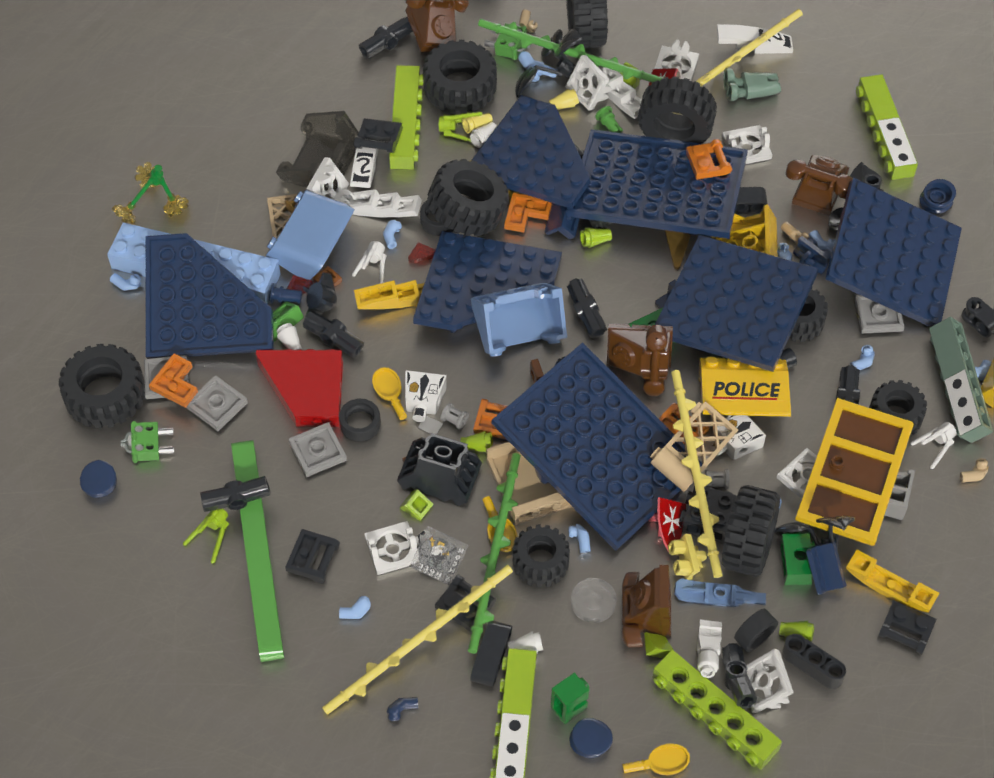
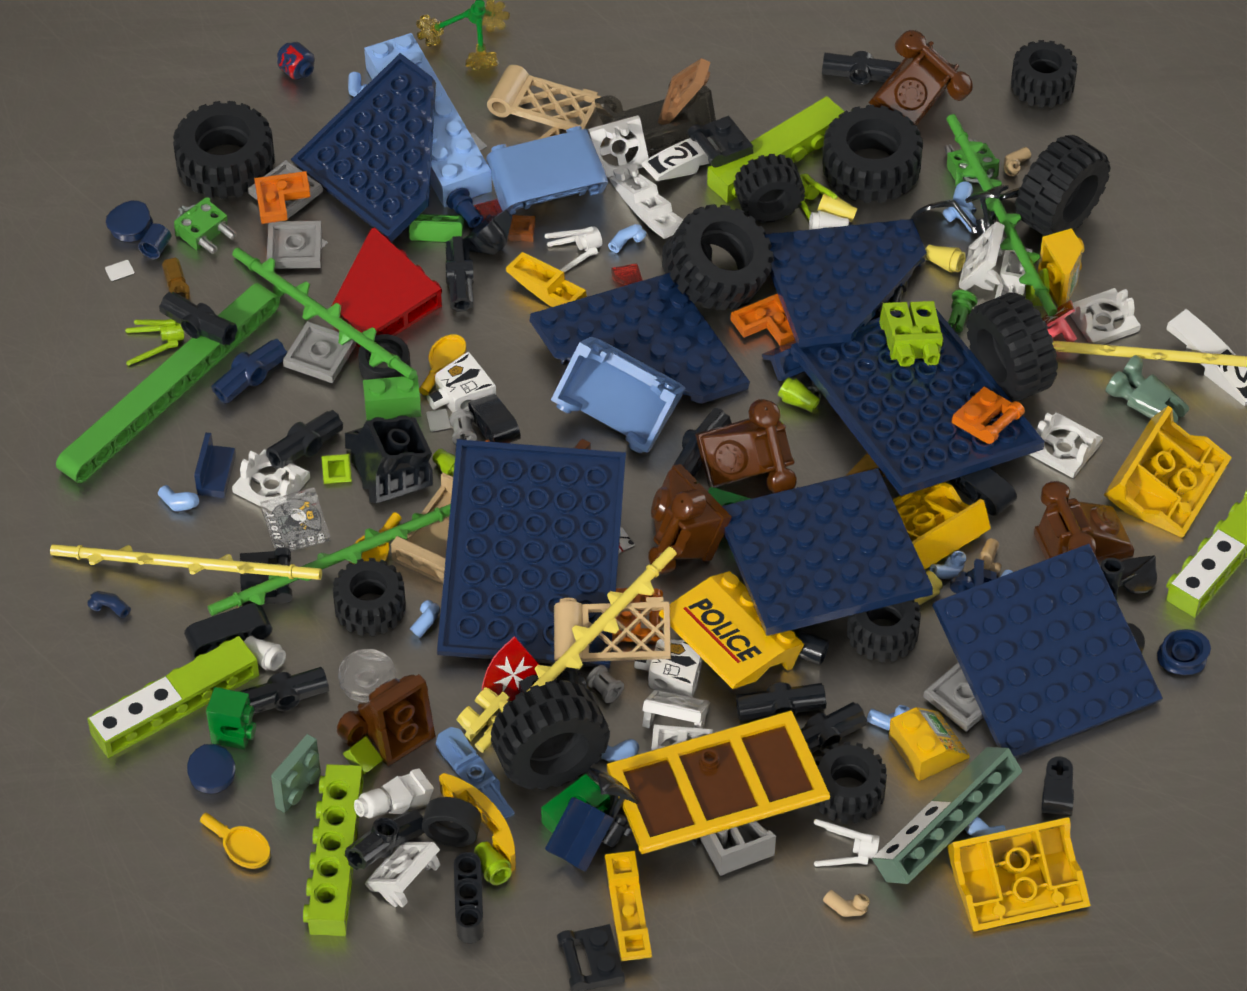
camera: 50 degrees right, 5 degrees down
(69, 297) = (295, 60): none -> dark blue head
(129, 514) = (119, 270): none -> white sticker
(131, 476) = (154, 241): none -> dark blue beam
(174, 487) = (175, 277): none -> pearl gold bar
(220, 207) = (515, 91): none -> tan piece
(289, 337) = (421, 245): white cone -> none
(294, 497) = (248, 370): none -> dark blue piece
(302, 421) = (330, 315): none -> bright green plant
(305, 552) = (200, 420): black plate -> none
(325, 122) = (683, 88): none -> medium nougat wing
(352, 572) = (213, 468): none -> dark blue panel
(382, 505) = (304, 439): none -> black piece
(396, 436) = (392, 397): none -> bright green brick
(438, 138) = (769, 188): none -> black tyre
(471, 394) = (494, 420): none -> black beam
(567, 652) = (286, 690): none -> black piece
(616, 150) = (911, 334): none -> lime hips
(624, 283) = (749, 449): none -> reddish brown piece
(633, 49) = (1062, 257): none -> yellow slope
(647, 693) = (296, 773): none -> sand green plate
(746, 607) = (490, 815): none -> yellow slope
(755, 458) = (675, 706): none -> white piece
(808, 402) = (781, 699): none -> black piece
(812, 117) = (1167, 475): none -> yellow piece
(897, 356) = (926, 742): none -> yellow slope

